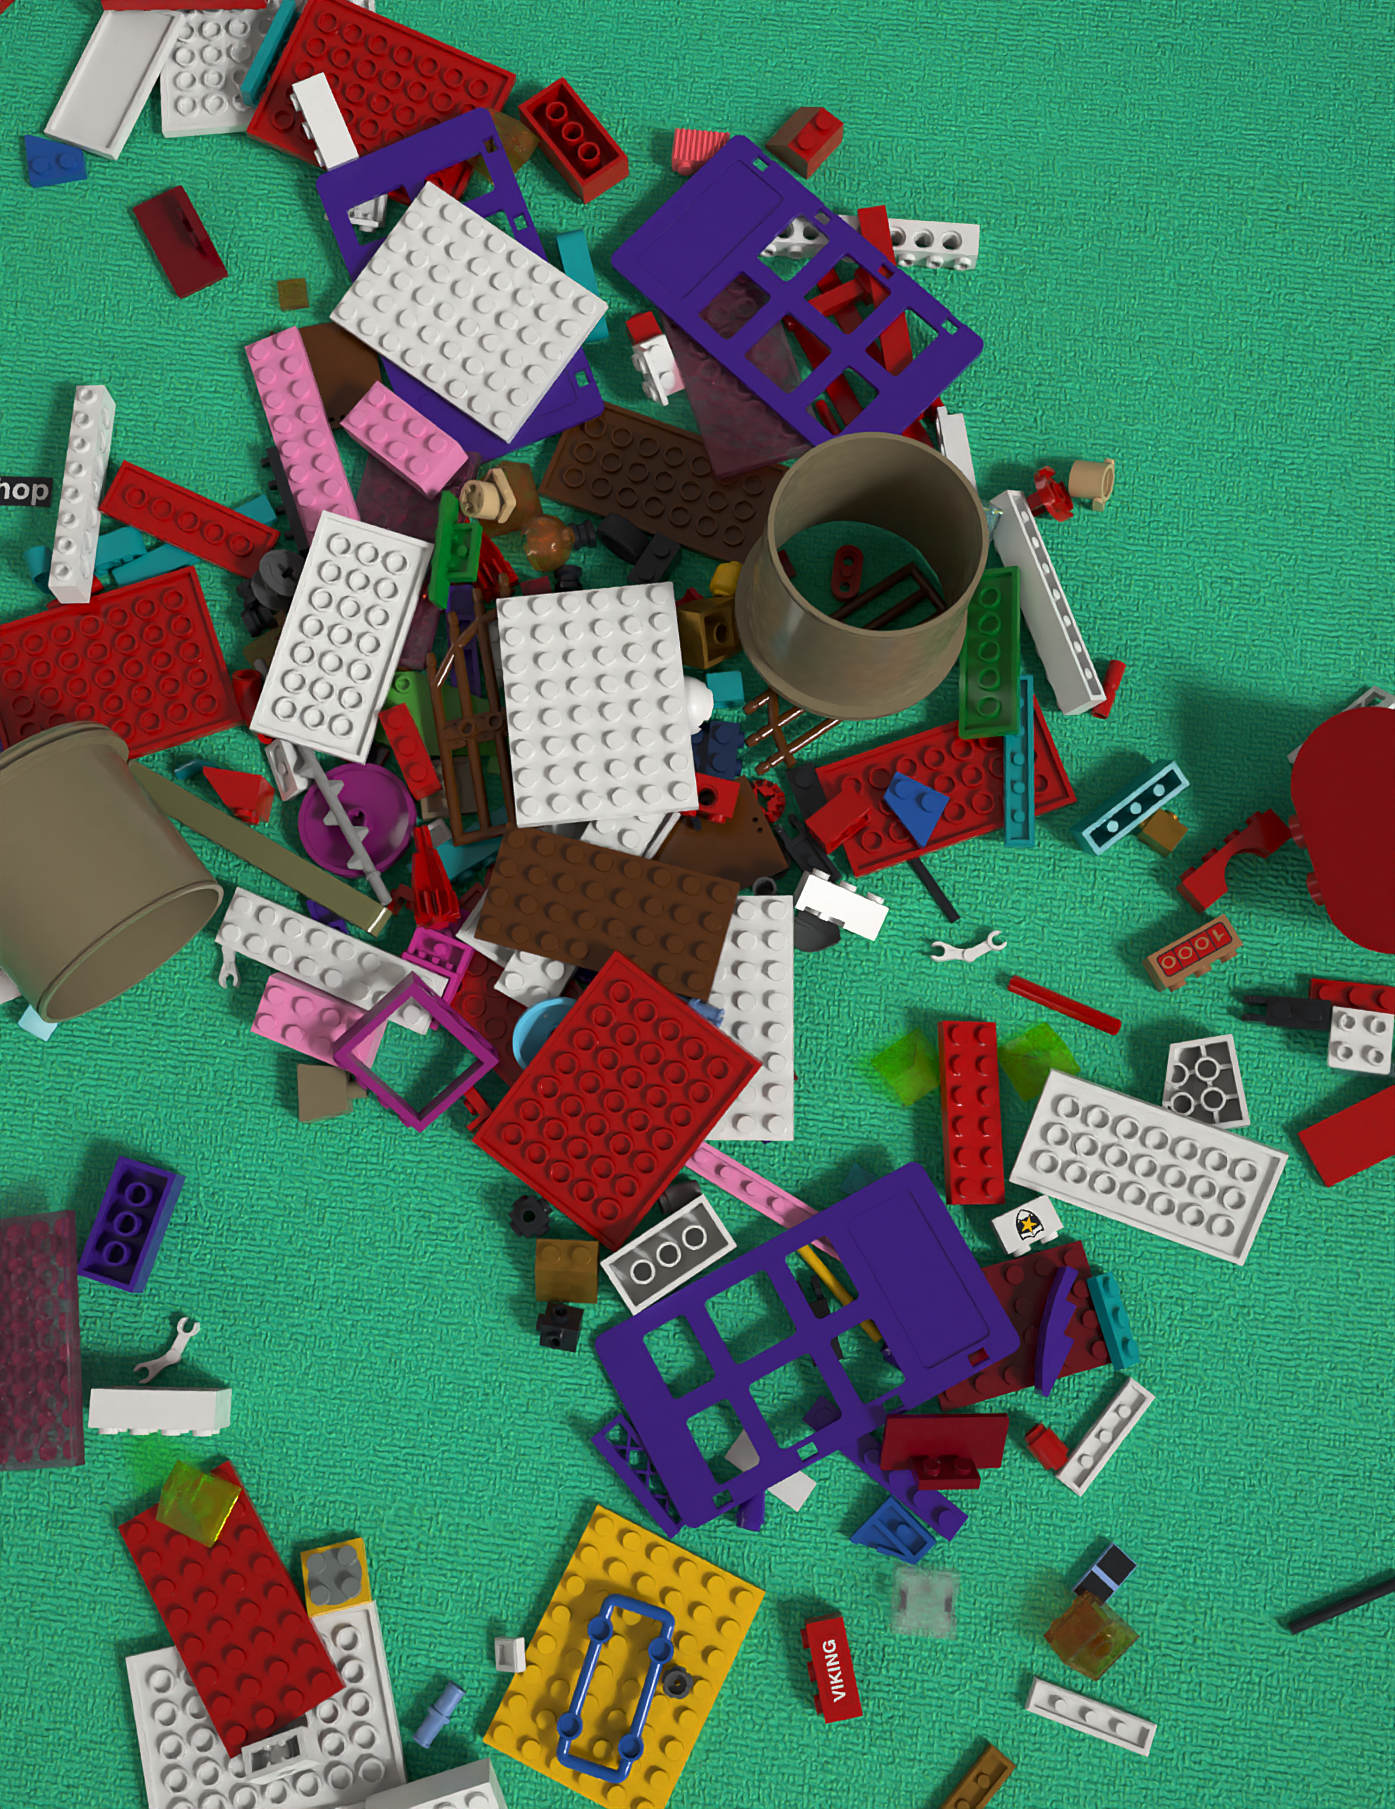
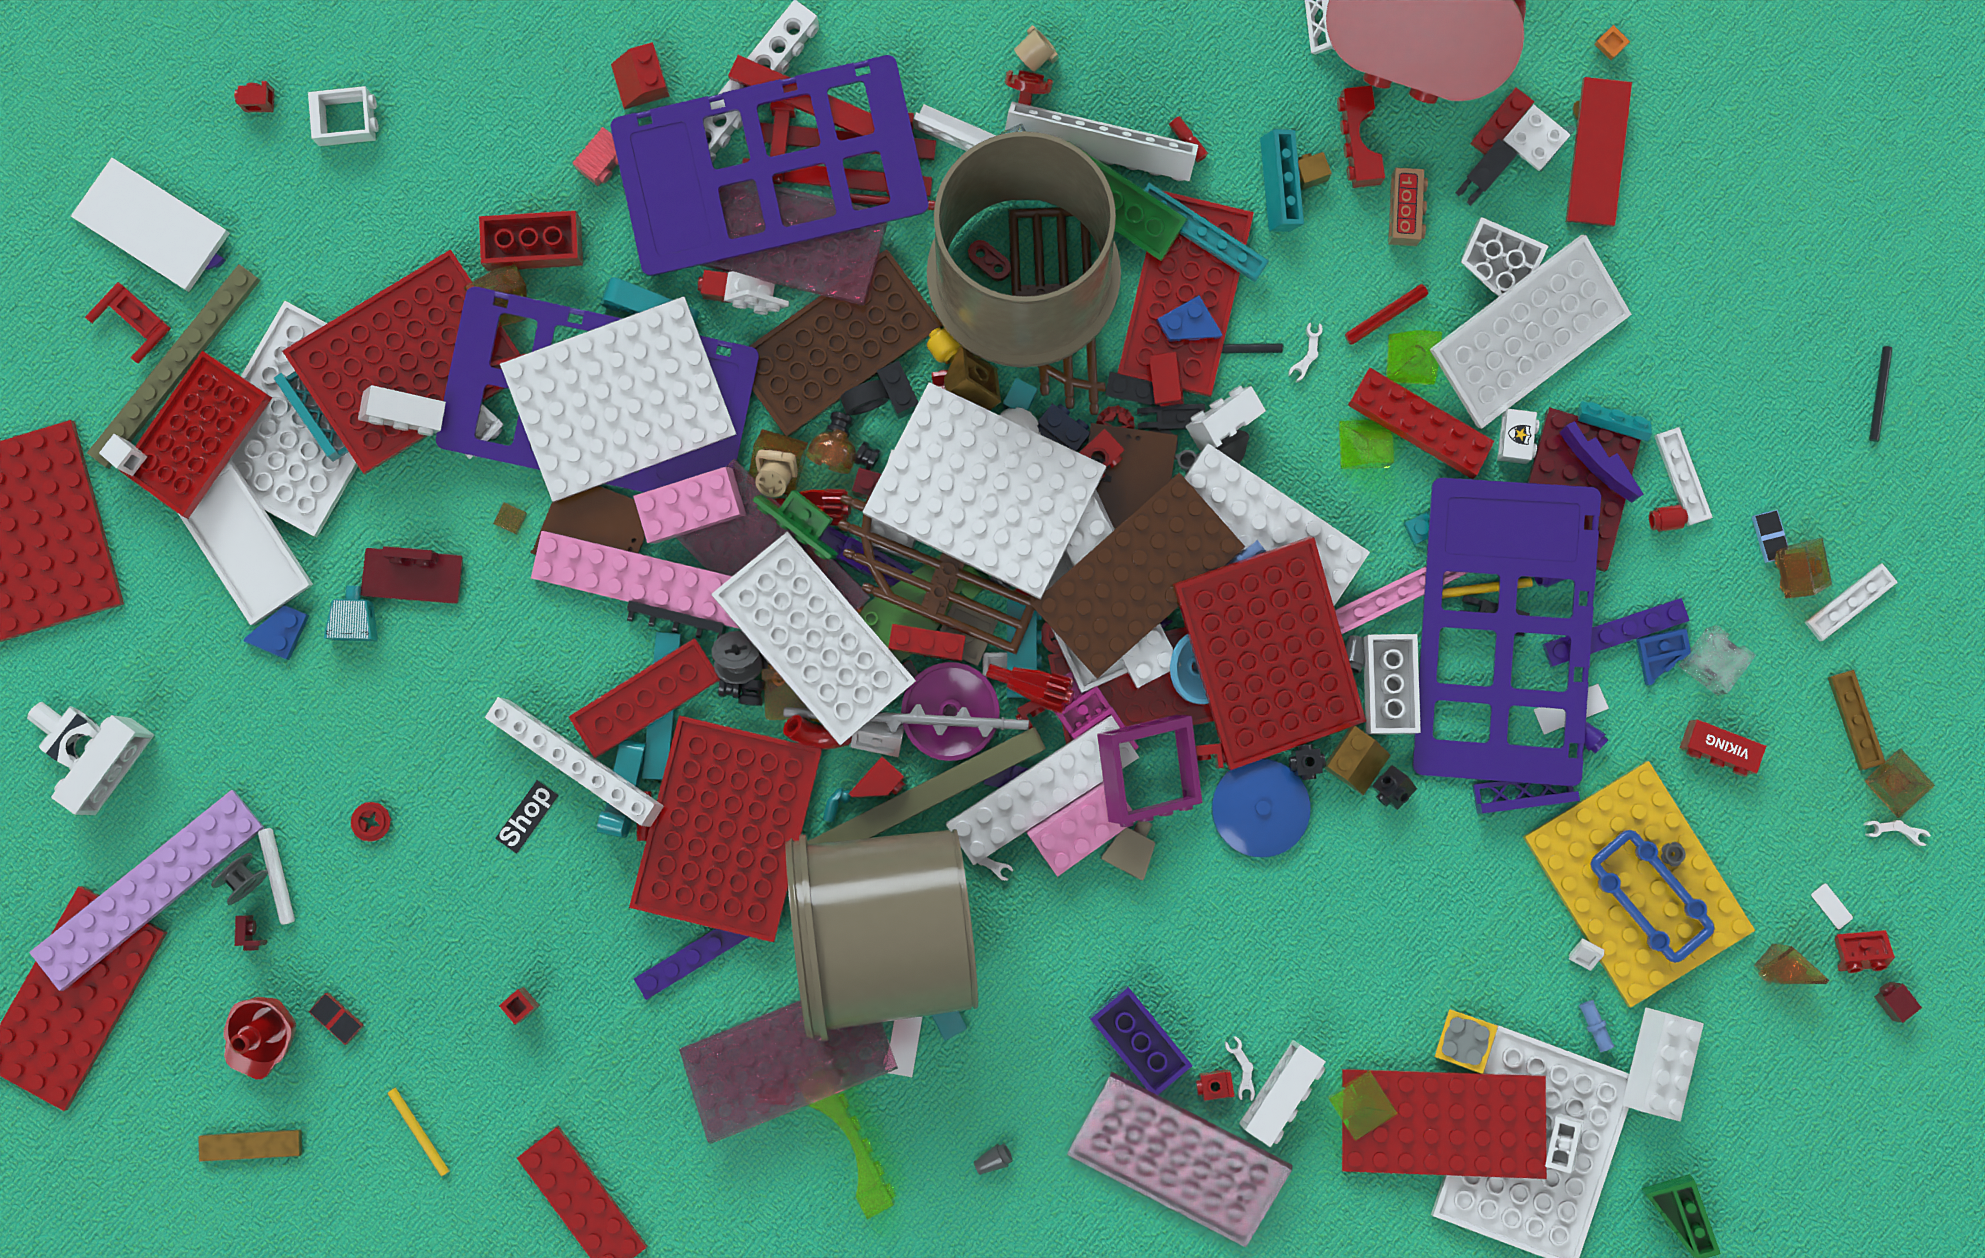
camera: 65 degrees left, 5 degrees up
(104, 213) = (351, 618): none -> teal torso
(143, 1333) = (1225, 1082): none -> red brick
(454, 1201) = (1261, 808): none -> blue dish
(944, 1447) = (1632, 584): dark red bracket -> none

